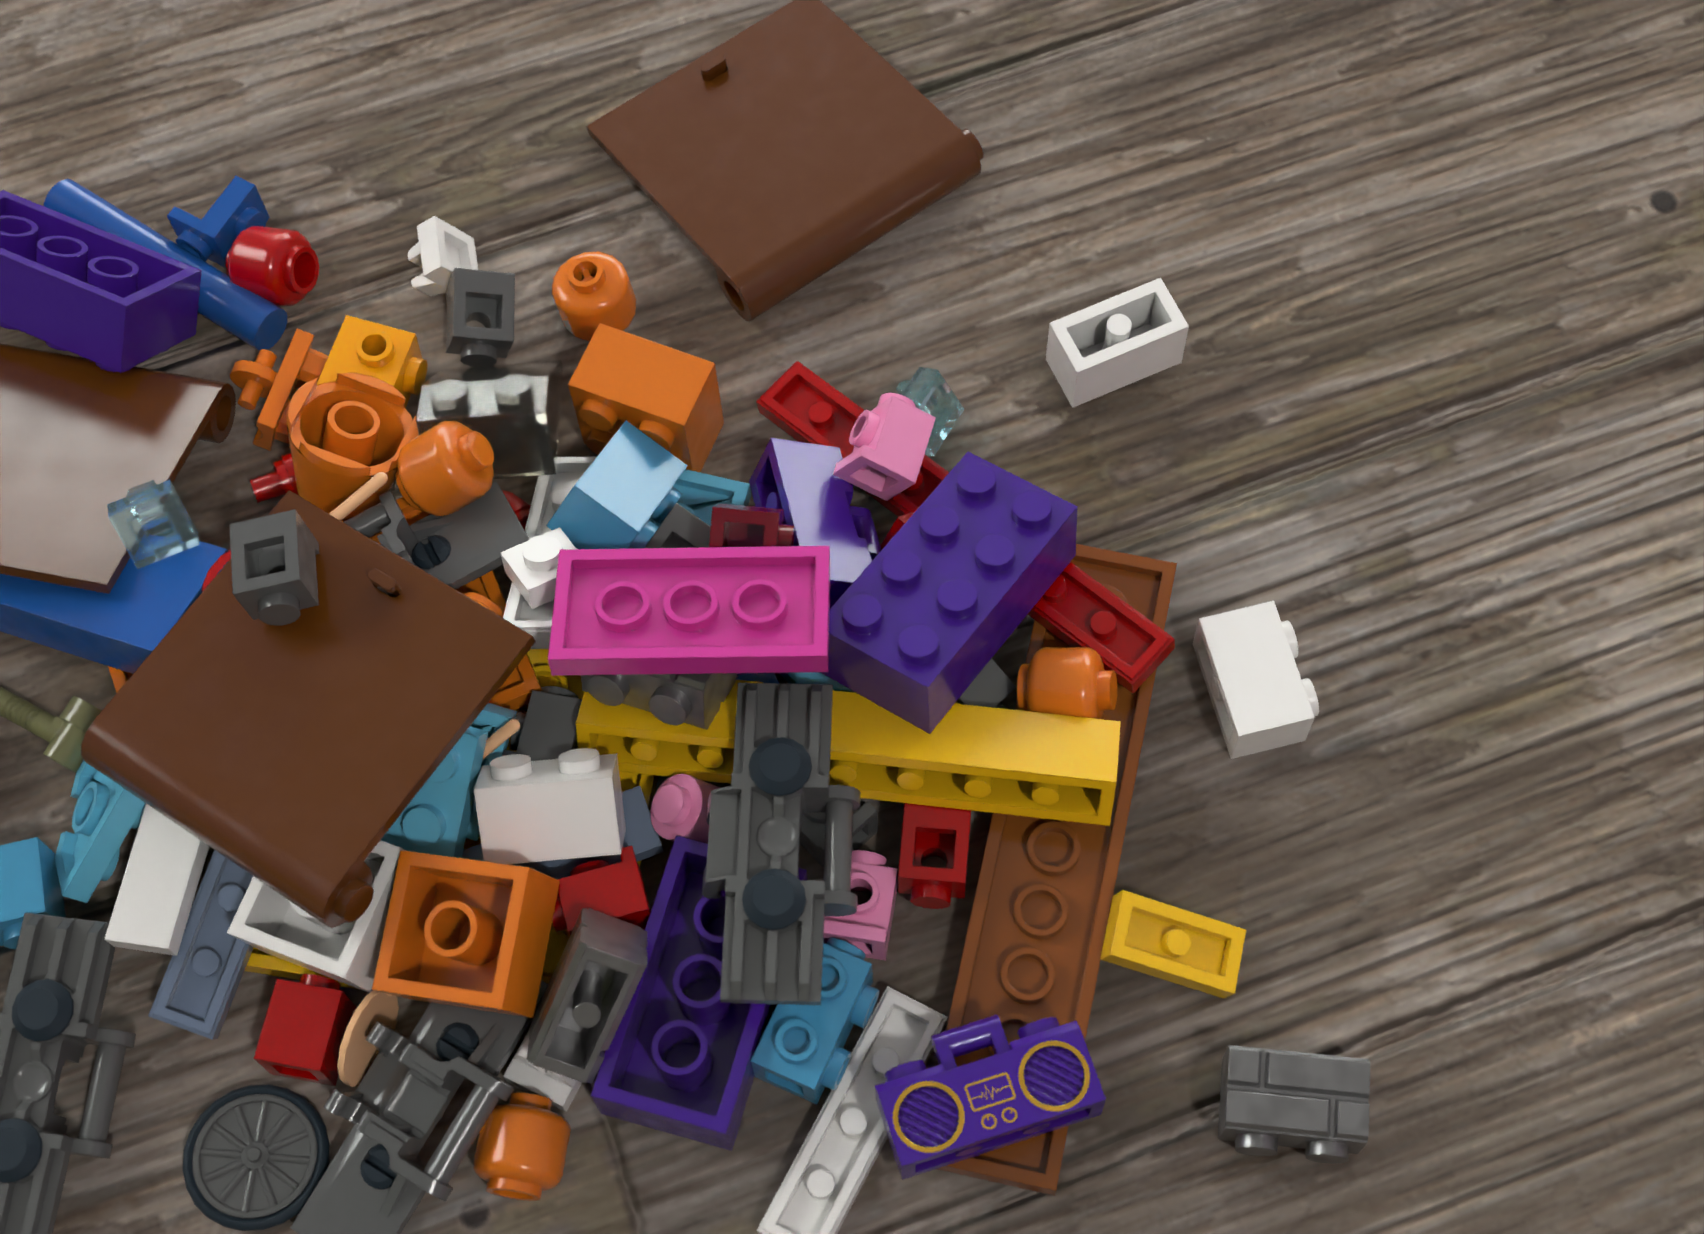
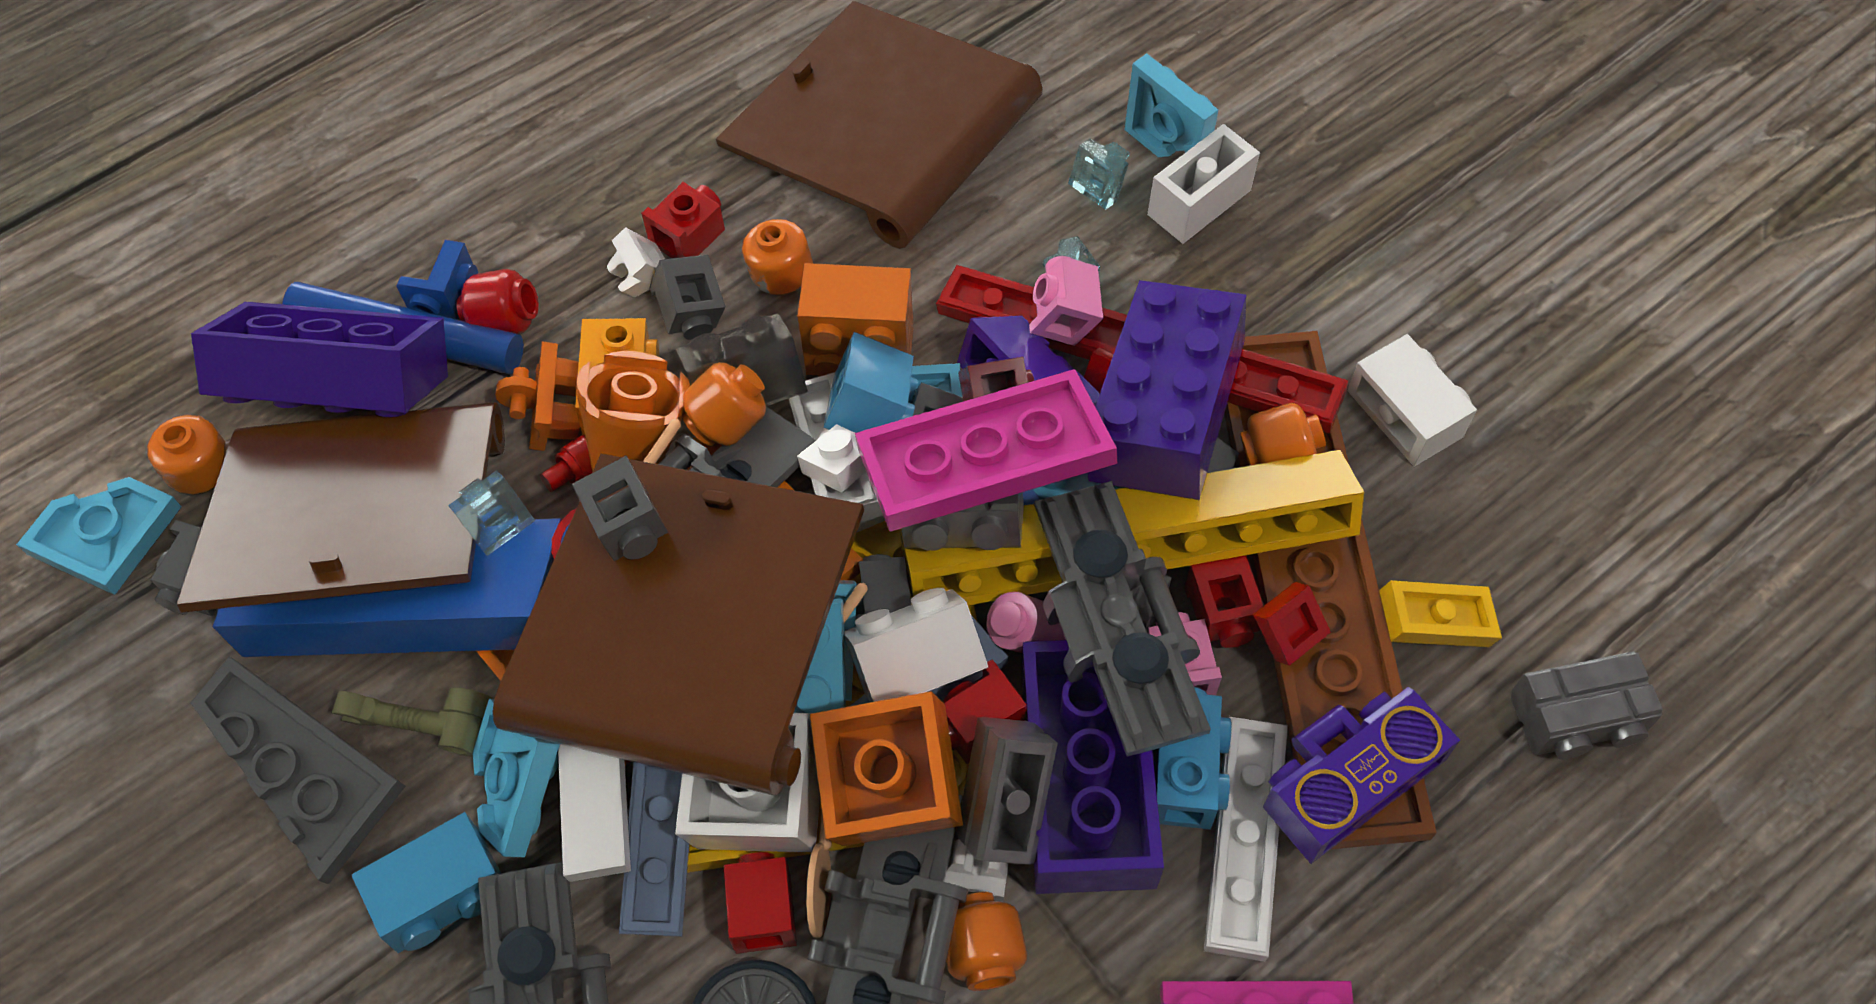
camera: 20 degrees left, 5 degrees down
(512, 222) = (685, 221): none -> red brick
(987, 905) = (1292, 623): none -> red plate
(1007, 291) = (1099, 171): none -> clear light blue tile
(1103, 239) = (1165, 110): none -> medium azure plate

